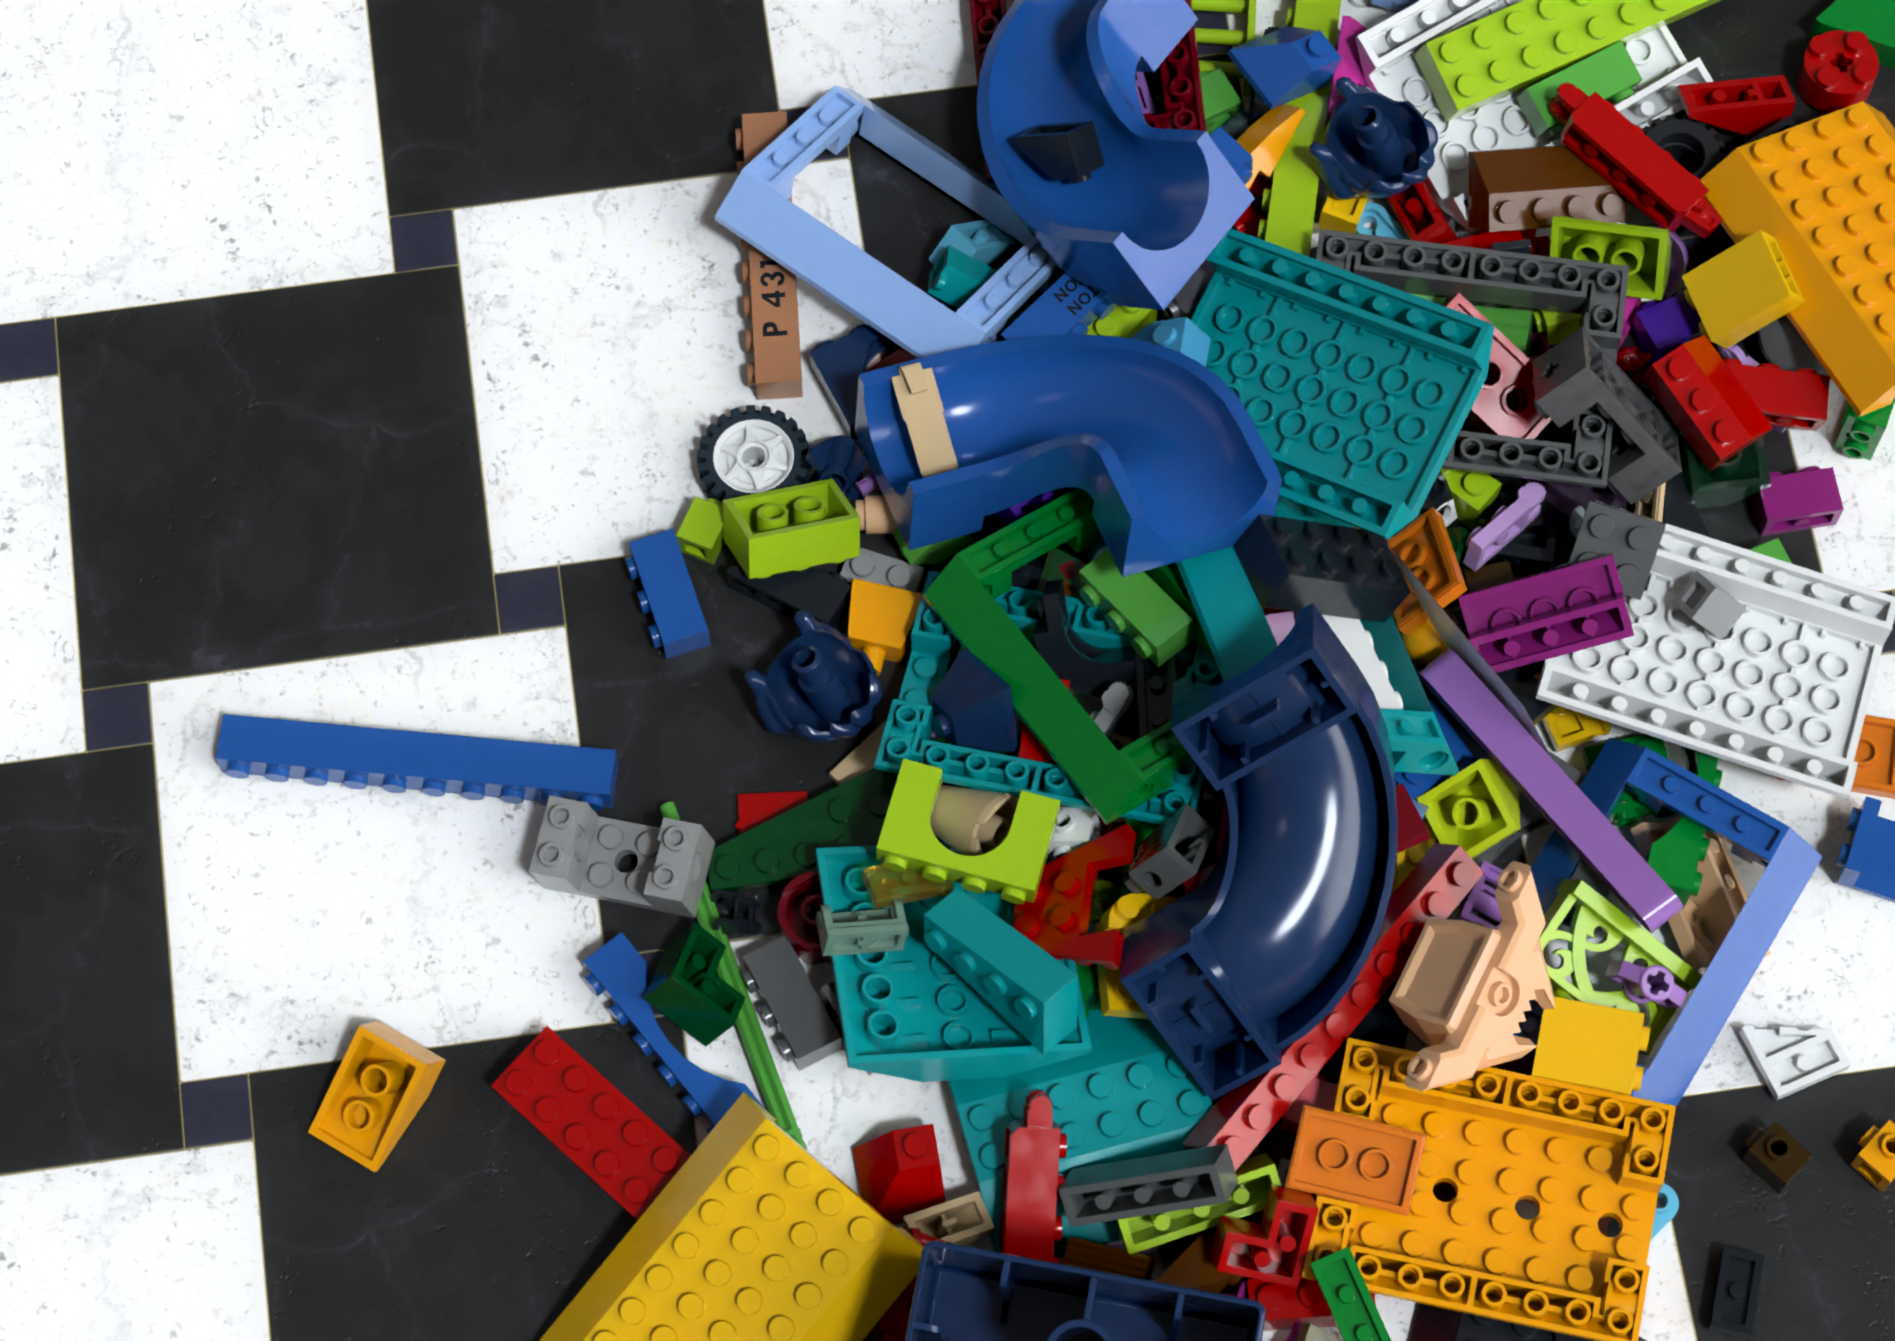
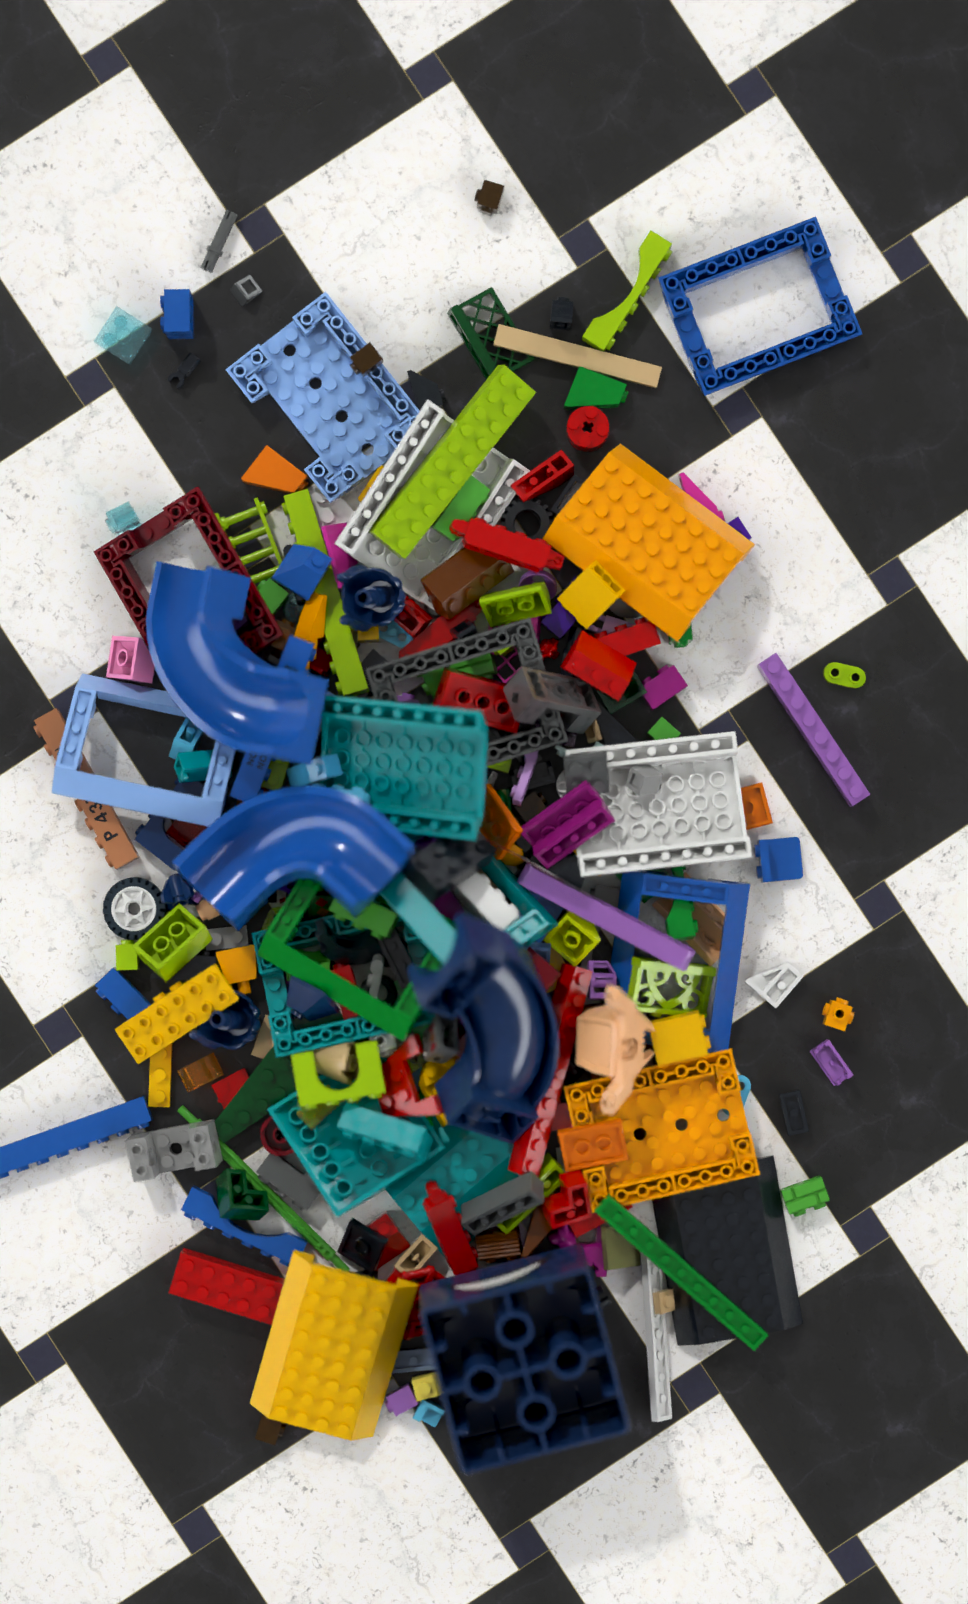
camera: 30 degrees left, 20 degrees up
(375, 1094) = (114, 1317): light orange slope -> none
(661, 740) = (160, 1078): none -> yellow plate
(730, 759) = (200, 1072): none -> clear orange piece
(737, 903) = (237, 1142): black piece -> none
(740, 634) = (176, 1013): none -> yellow bracket
(862, 930) = (310, 1144): sand green hinge -> none
(868, 1158) = (362, 1245): none -> black tile
(924, 418) = (216, 868): tan piece -> none
(940, 100) = (130, 660): none -> bright pink slope
(1063, 149) = (214, 686): black slope -> none
(1646, 984) = (691, 989): medium lavender piece -> none
(1775, 1156) = (786, 1038): dark brown brick -> none
(1841, 1235) = (831, 1062): none -> medium lavender hinge

